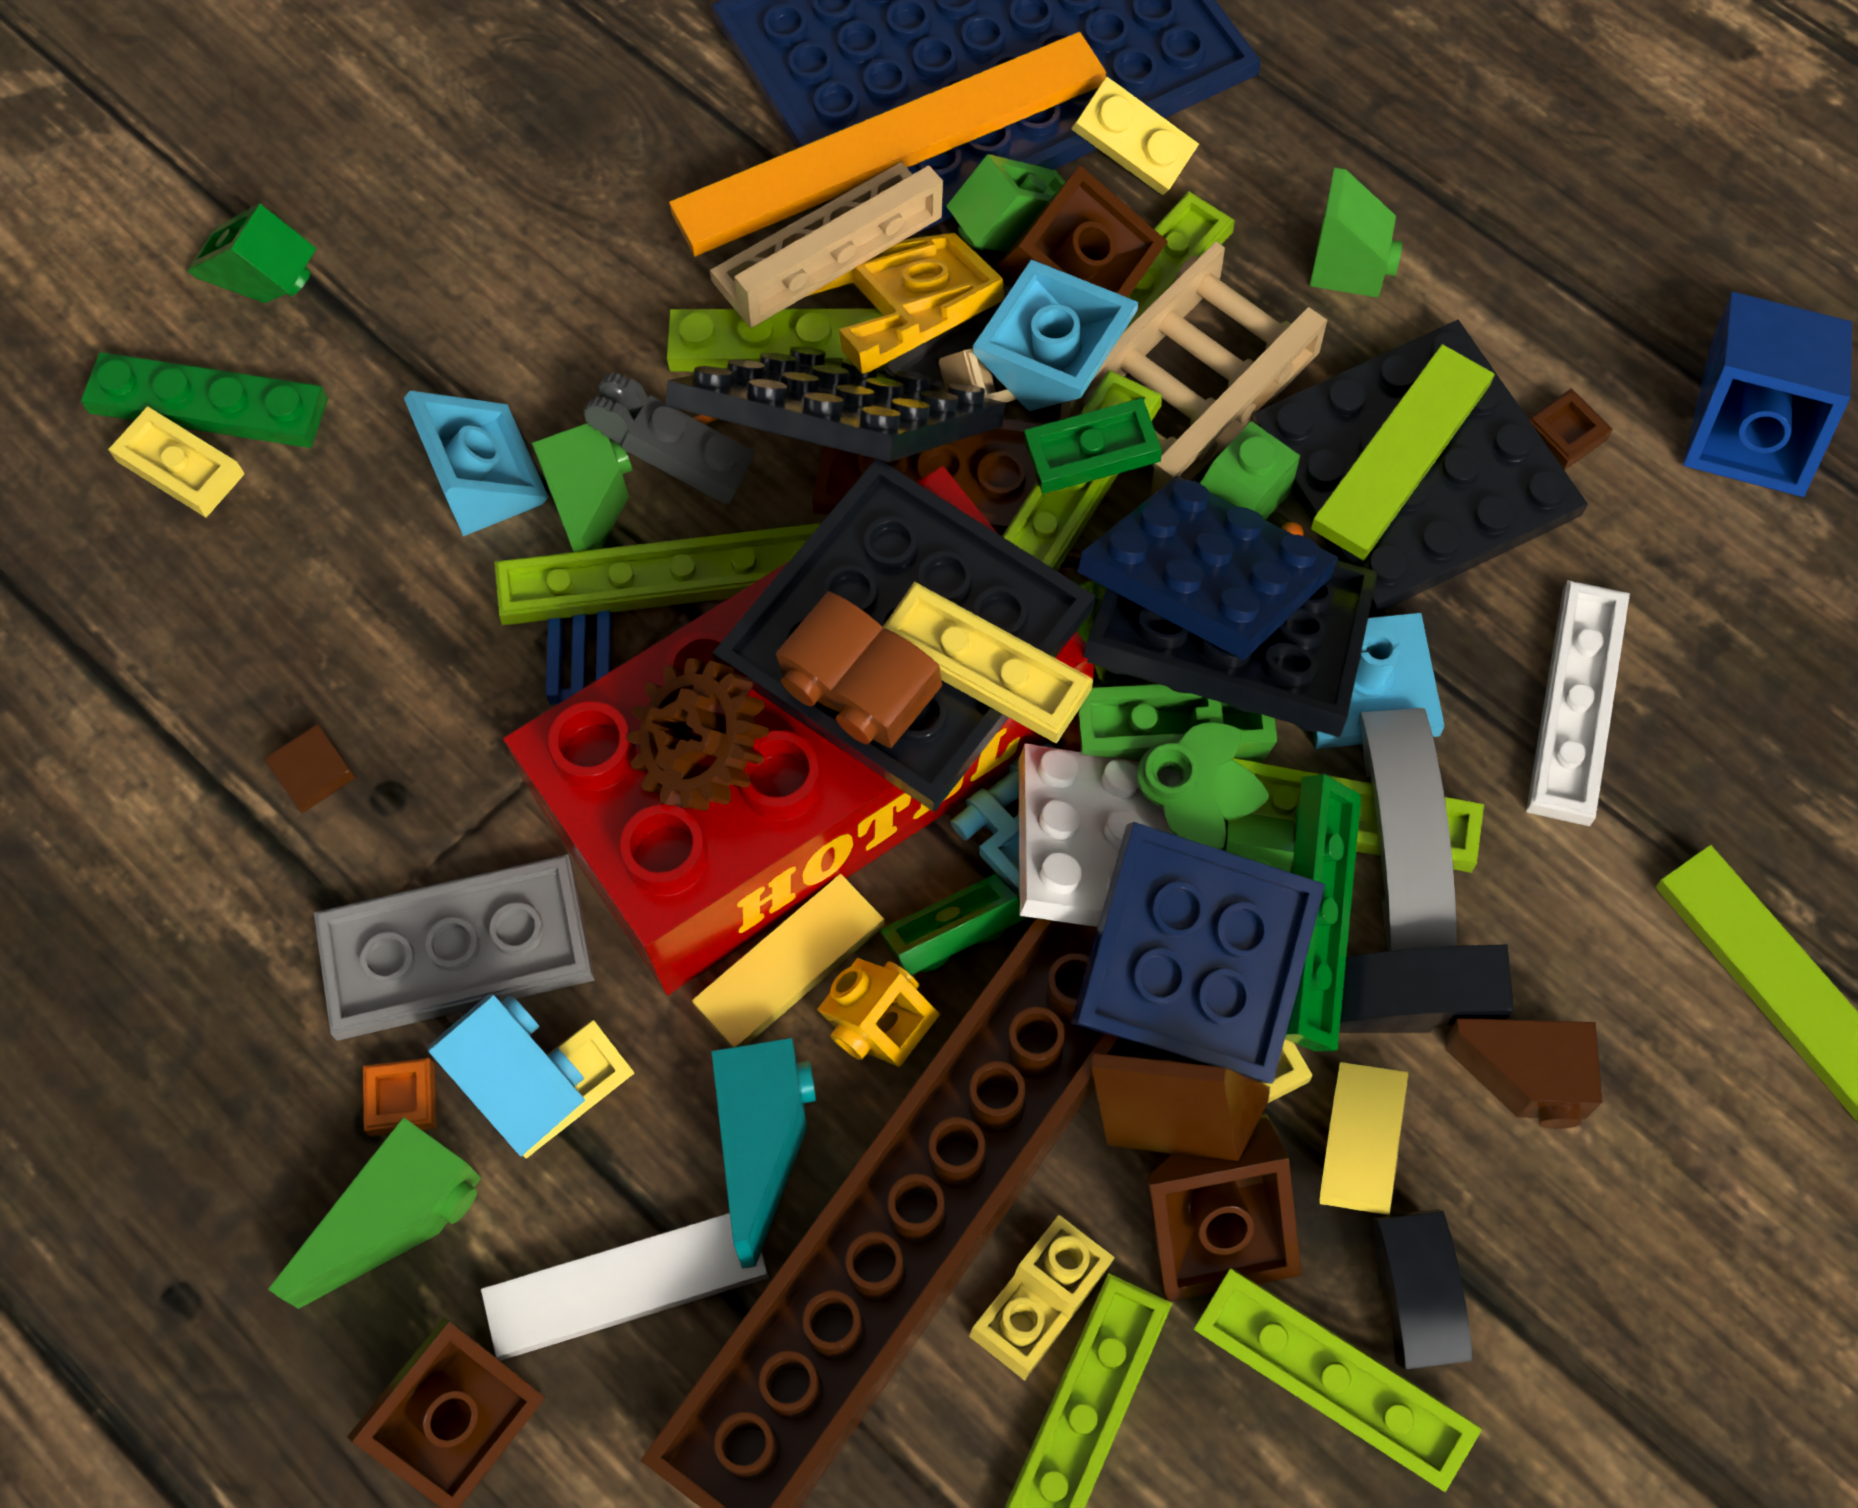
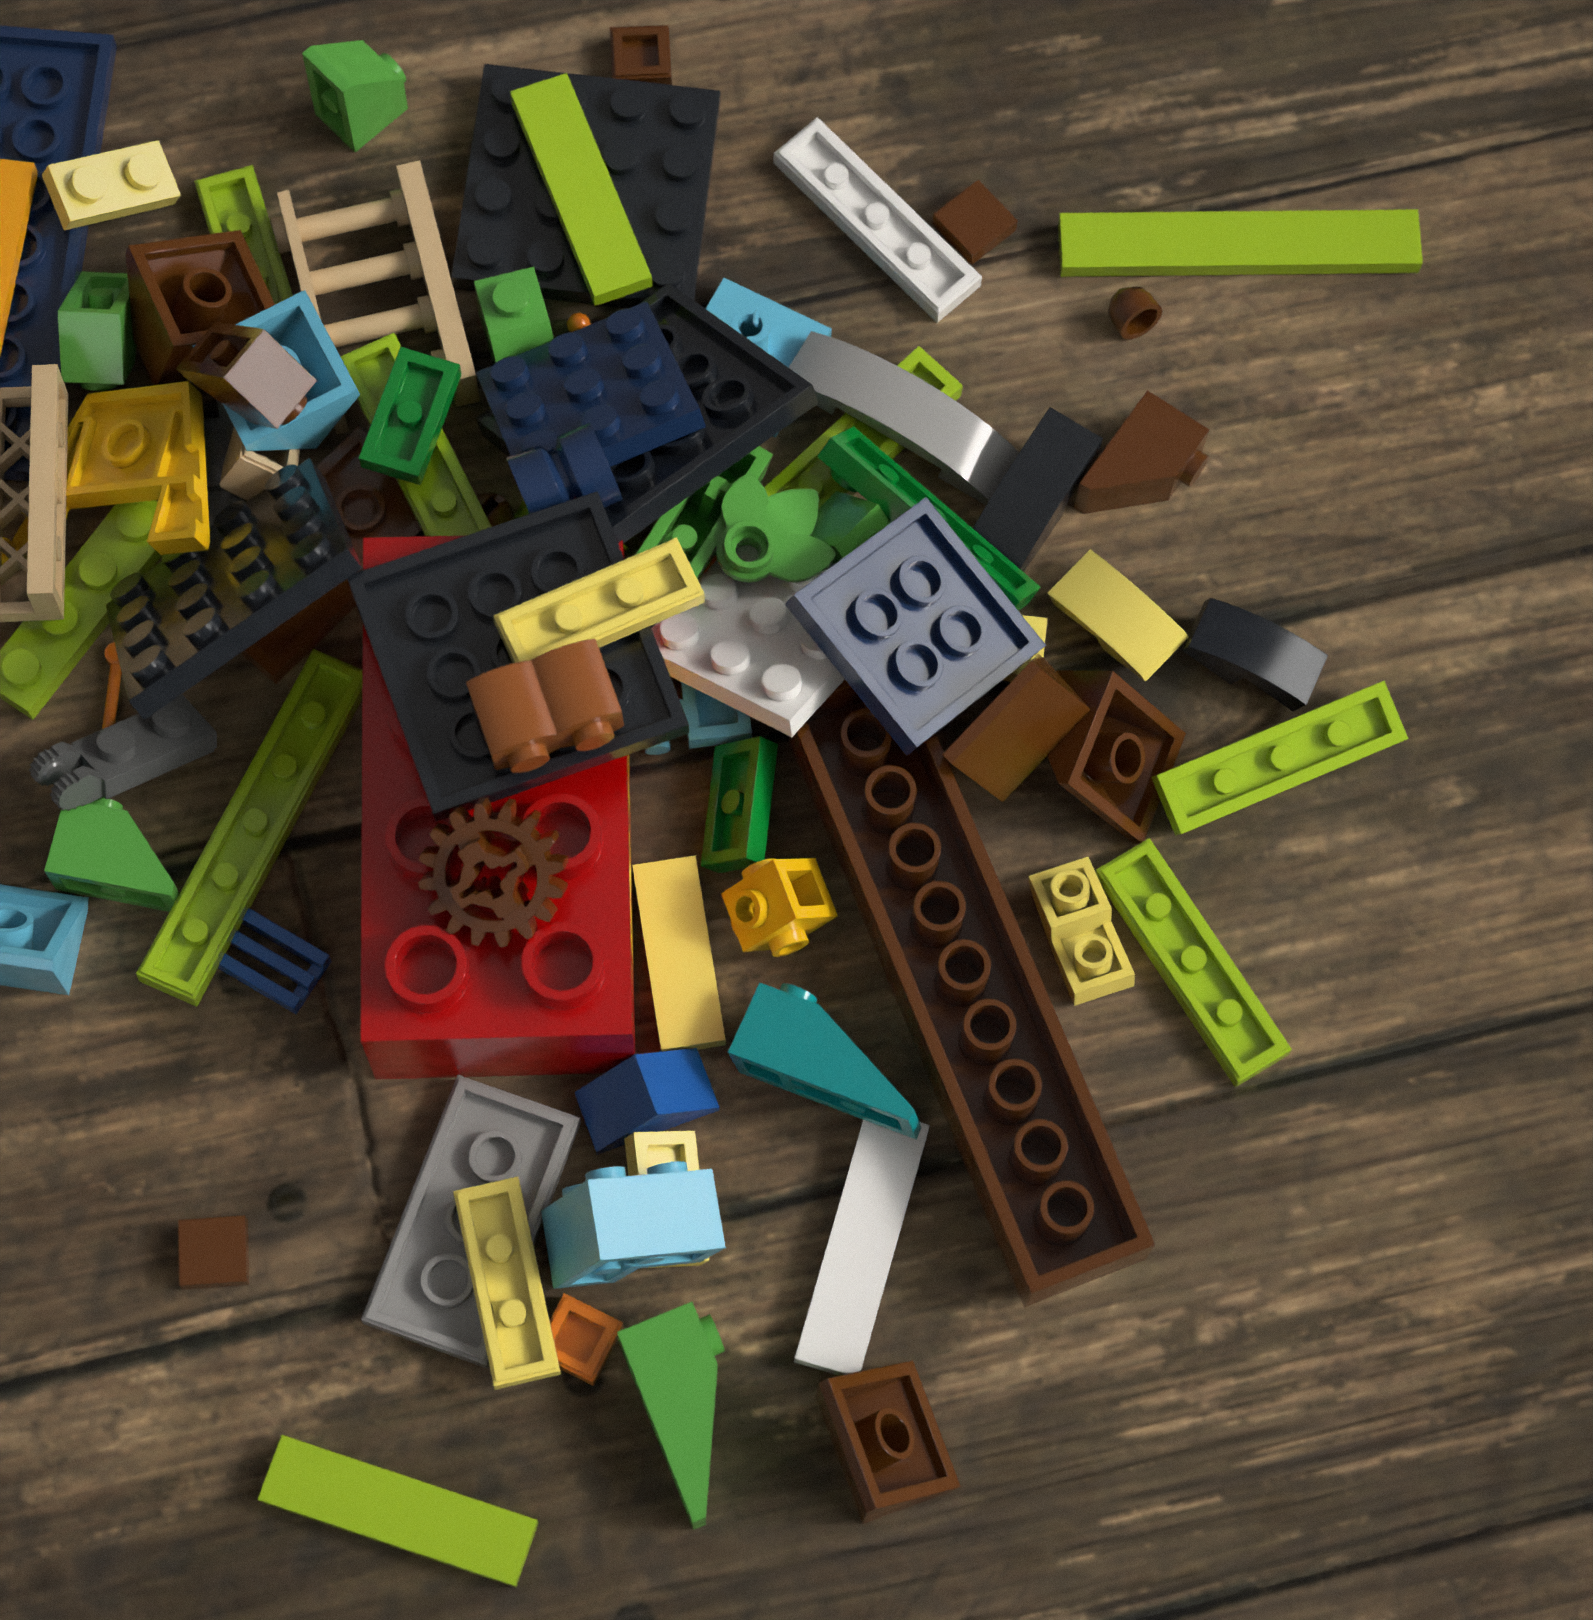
camera: 65 degrees left, 5 degrees up
(170, 1049) = (398, 1511): none -> lime tile
(405, 1004) = (506, 1283): none -> light yellow tile
(646, 1018) = (646, 1096): none -> blue slope
(1025, 305) = (249, 374): none -> slope
(1118, 574) = (566, 473): none -> dark blue wheel
(1643, 781) = (974, 222): none -> reddish brown tile
(1670, 969) = (1133, 312): none -> reddish brown hinge

